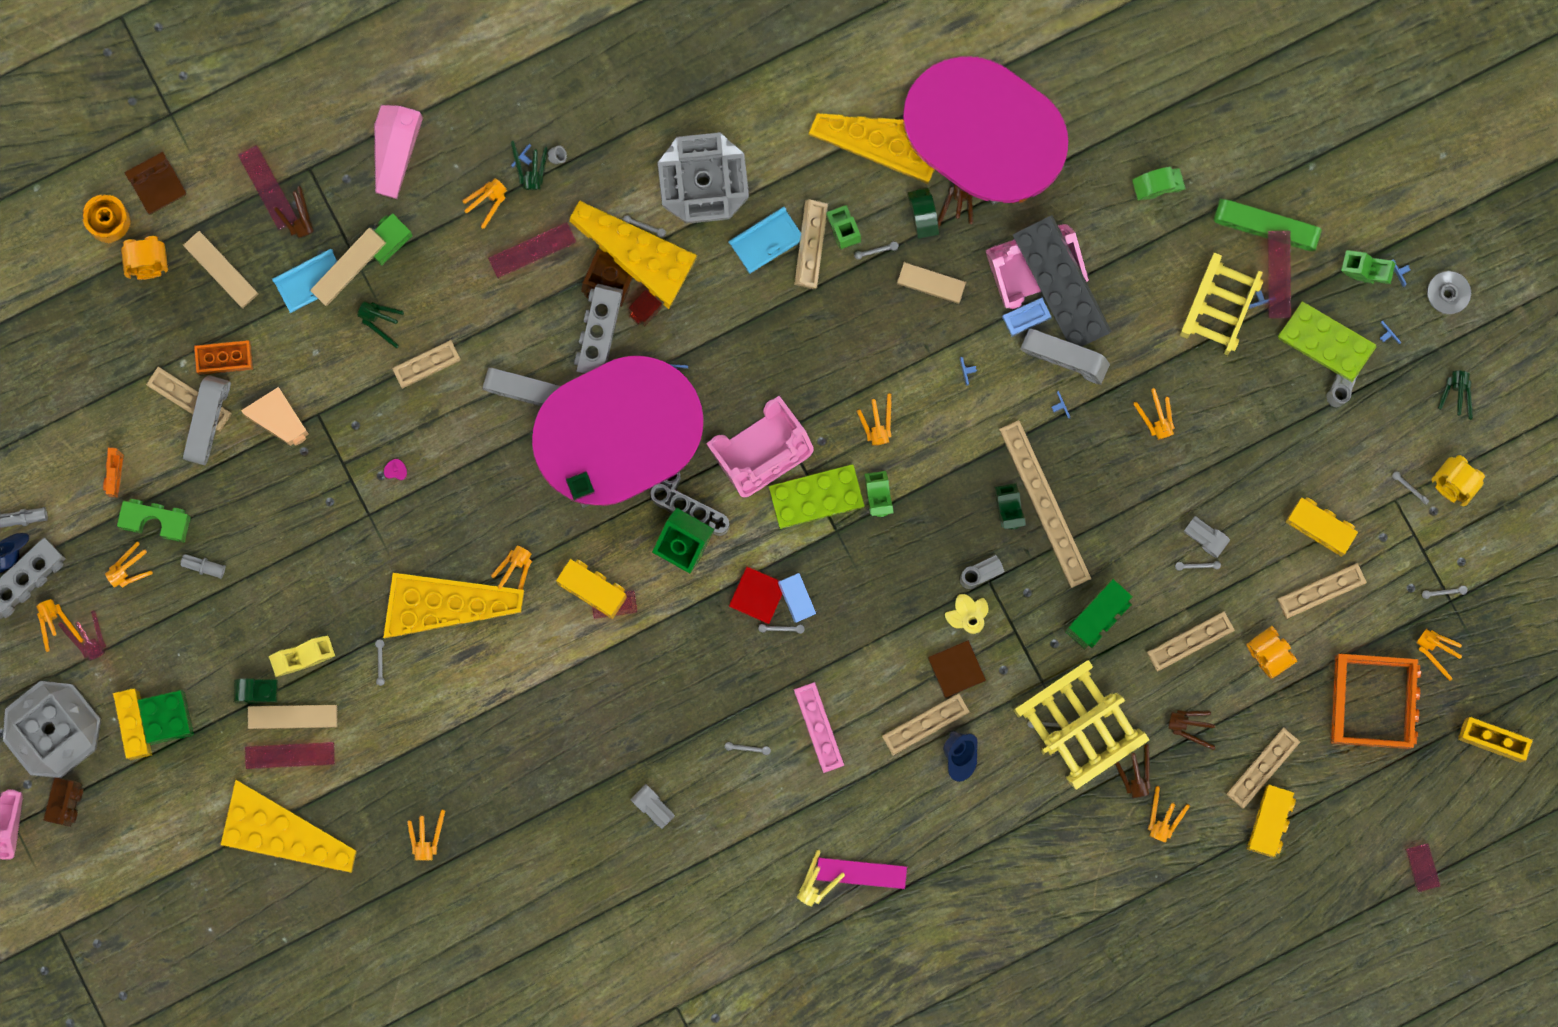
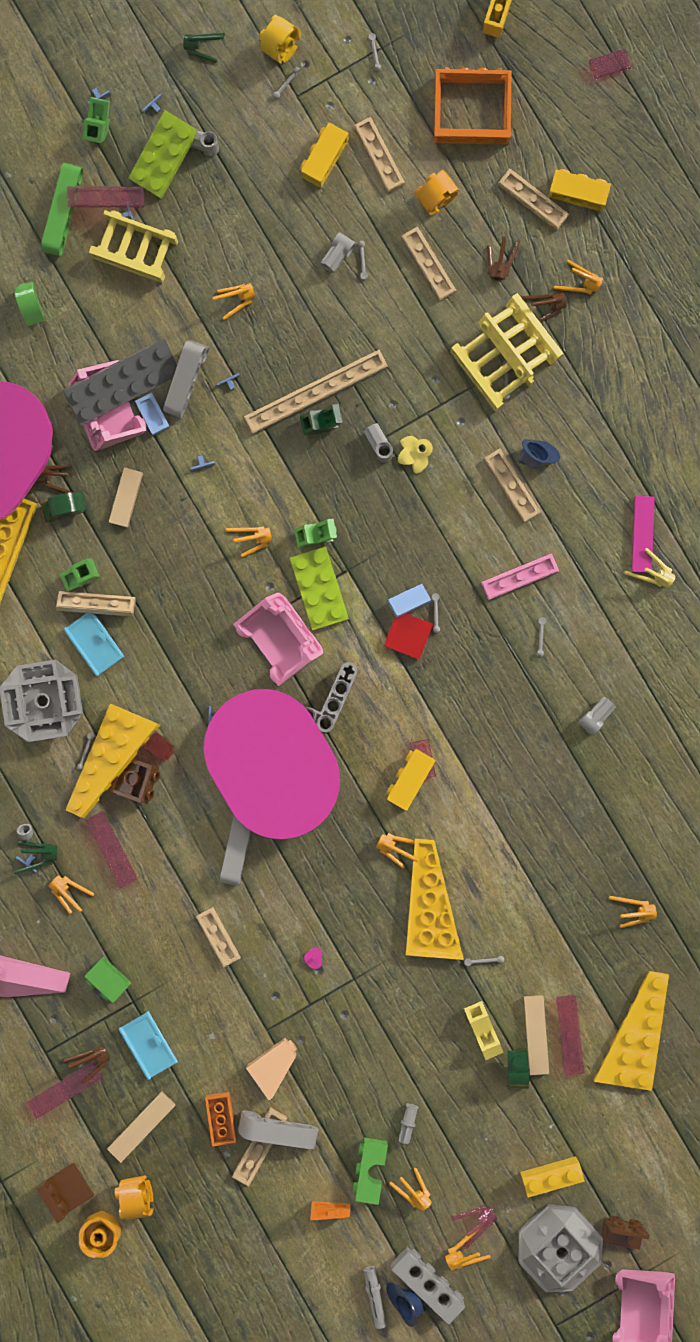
camera: 90 degrees left, 5 degrees up
(165, 717) = (544, 1147): green brick -> none
(348, 266) = (134, 1013): tan tile -> none
(371, 312) = (174, 989): dark green plant -> none
(580, 486) = (324, 793): dark green tile -> none
(611, 298) = (153, 776): light grey brick -> none
(683, 540) = (366, 701): green brick -> none
(893, 246) = (94, 532): light grey hinge -> none
(956, 669) = (463, 461): reddish brown tile -> none
(1099, 615) = (412, 338): green brick -> none
(1430, 640) = (417, 62): light orange plant -> none
(1456, 285) = (114, 45): light grey dish -> none

